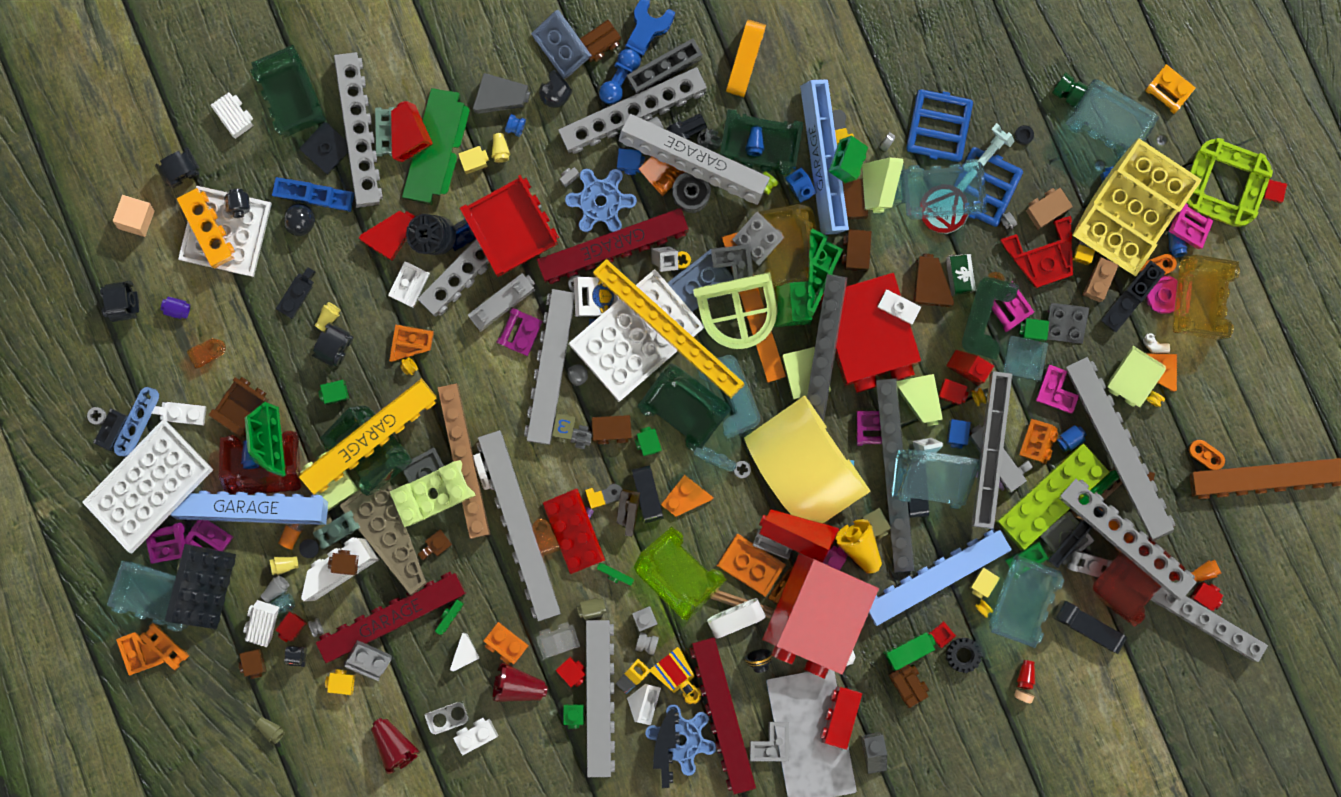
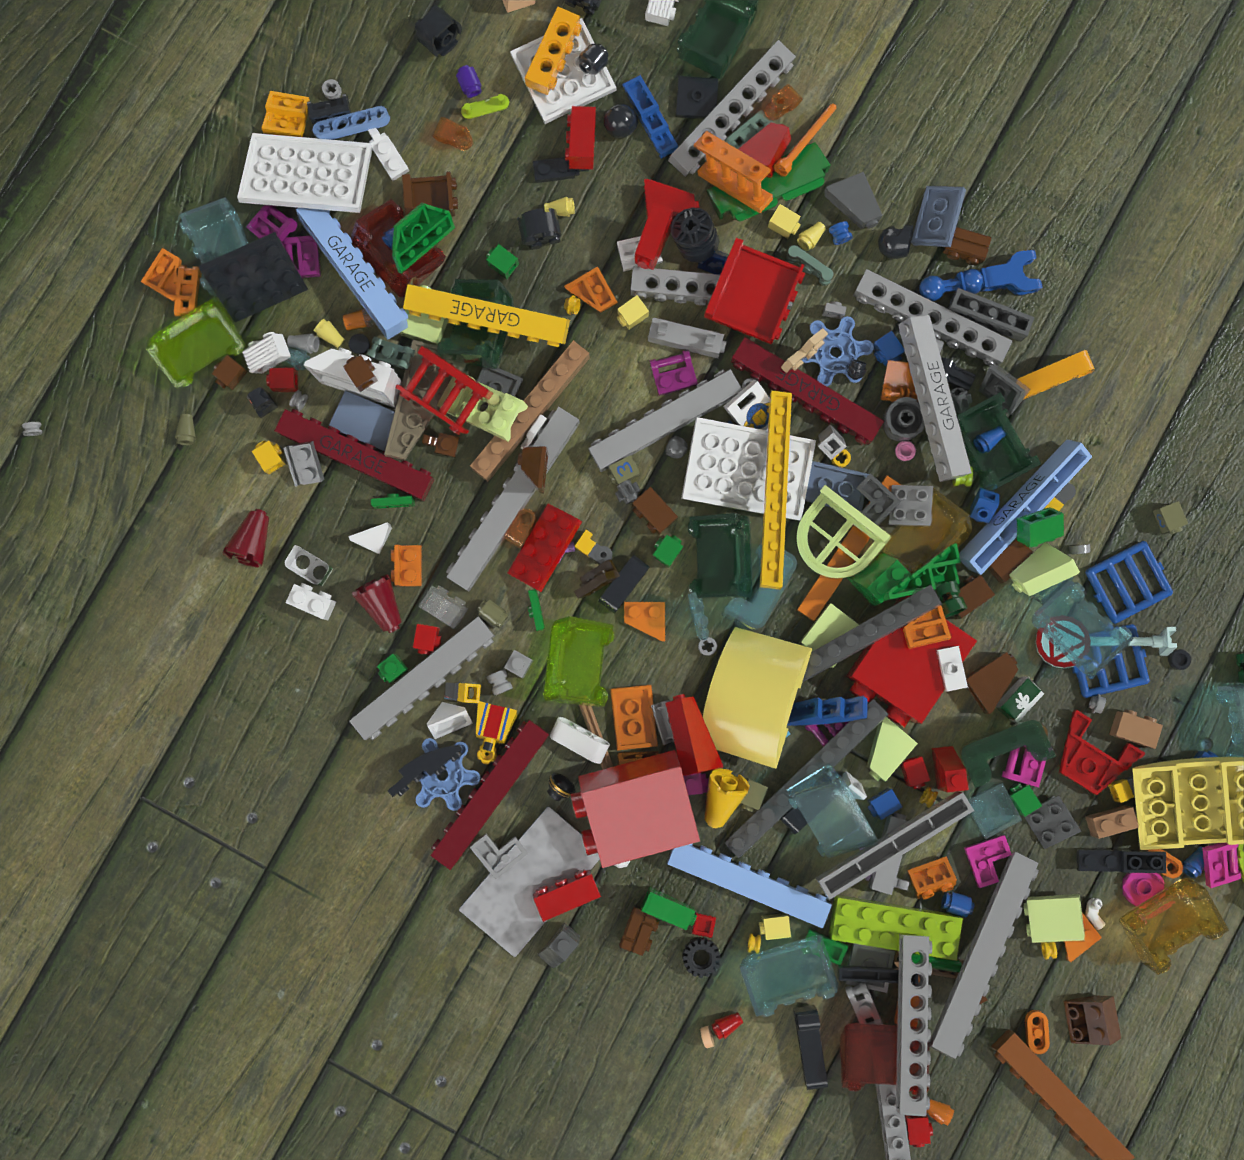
camera: 55 degrees right, 0 degrees up
(87, 465) = (285, 114): none -> light orange slope
(203, 311) = (485, 107): none -> lime piece
(208, 670) = (194, 342): none -> clear neon green windscreen
(288, 259) = (581, 137): none -> red brick
(370, 590) = (363, 420): none -> sand blue tile
(382, 88) = (783, 102): none -> clear orange piece
(385, 499) = (462, 380): none -> red fence
(408, 169) = (735, 181): none -> orange fence
(409, 267) = (654, 236): none -> red slope
(432, 127) = (784, 164): none -> orange piece
(450, 327) = (632, 313): none -> light yellow brick
(509, 491) = (534, 465): none -> reddish brown slope
(520, 167) = (810, 264): none -> sand green plate
(584, 223) = (807, 351): none -> tan plate
(626, 197) = (856, 369): none -> black plate
(714, 209) = (905, 451): none -> bright pink plate
(725, 98) = (1001, 381): none -> dark grey slope
(854, 269) = (953, 605): none -> dark green wheel
(857, 302) = (927, 629): none -> orange wing
(859, 420) = (828, 711): none -> blue slope
(917, 58) = (1170, 518): none -> olive brick
(1229, 408) = (1092, 1020): none -> reddish brown slope

